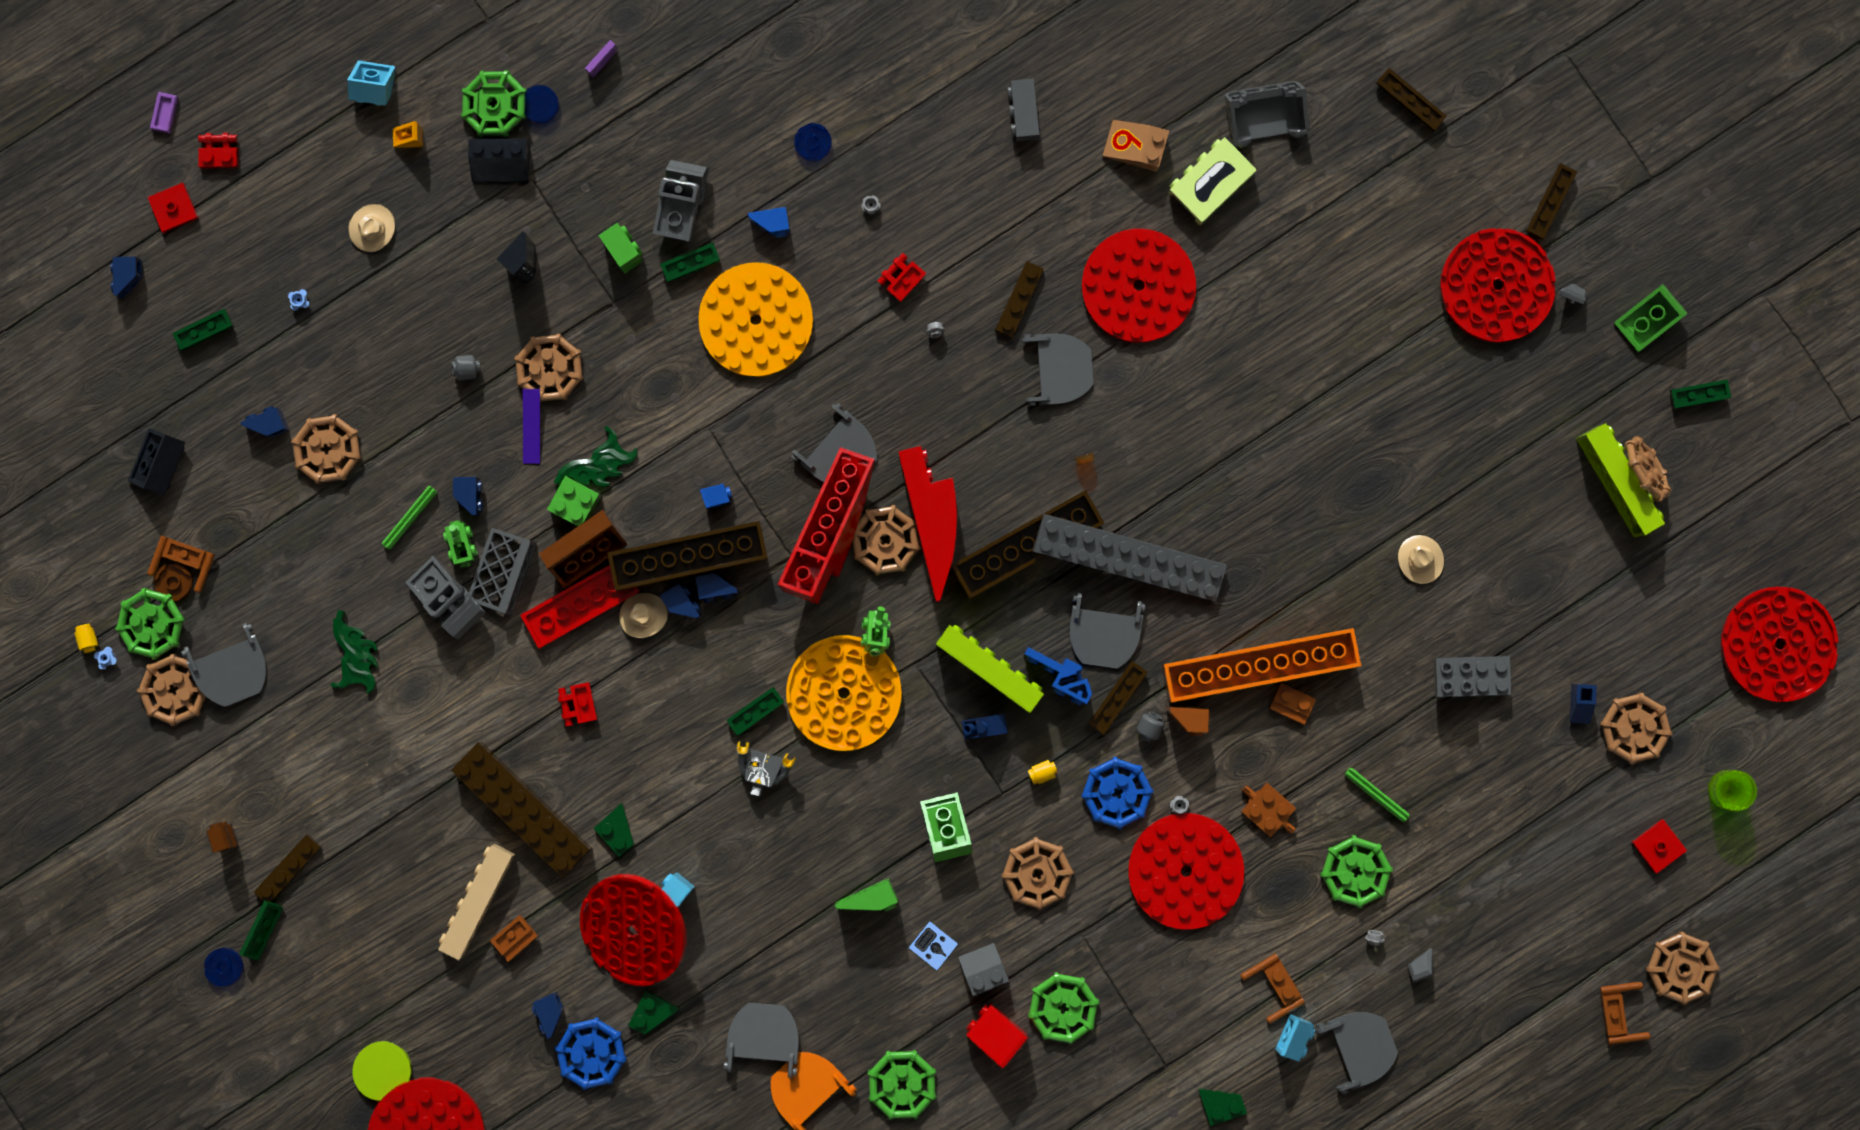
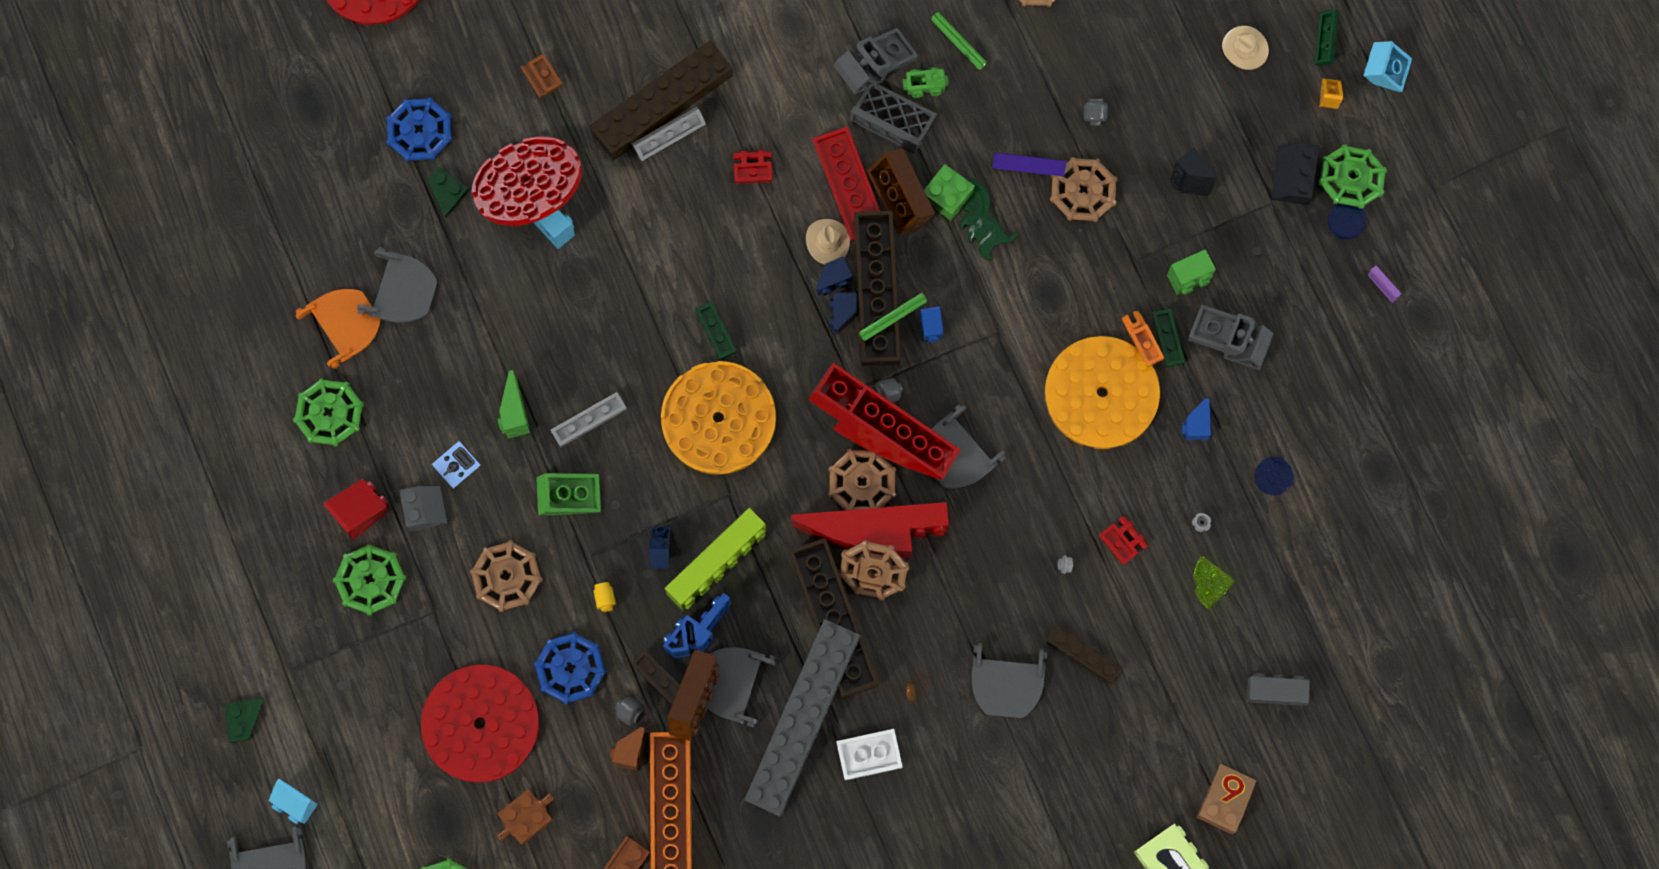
camera: 100 degrees right, 10 degrees down
(349, 147) = (1326, 37): none -> dark green plate
(467, 493) = (972, 96): dark blue slope -> none
(476, 902) = (582, 47): tan brick -> none
(549, 1011) = (465, 97): dark blue slope -> none
(556, 795) = (668, 133): none -> light grey plate
(616, 830) = (624, 184): dark green wing -> none
(697, 285) = (1143, 339): none -> orange plate
(717, 534) = (893, 316): none -> bright green axle
(762, 768) = (659, 327): dark grey torso -> none
(789, 529) = (889, 389): none -> dark grey head
(867, 821) = (588, 419): none -> light grey plate
(876, 630) = (776, 457): bright green brick -> none
(928, 188) = (1211, 582): none -> clear neon green brick
(975, 502) = (870, 583): none -> medium nougat plate
(1125, 665) = (693, 695): none -> reddish brown brick
(1132, 313) = (1073, 806): red plate -> none
(1152, 489) = (869, 754): none -> white plate
(1179, 800) = (551, 728): light grey plate -> none
(1281, 983) = (350, 799): dark orange plate -> none

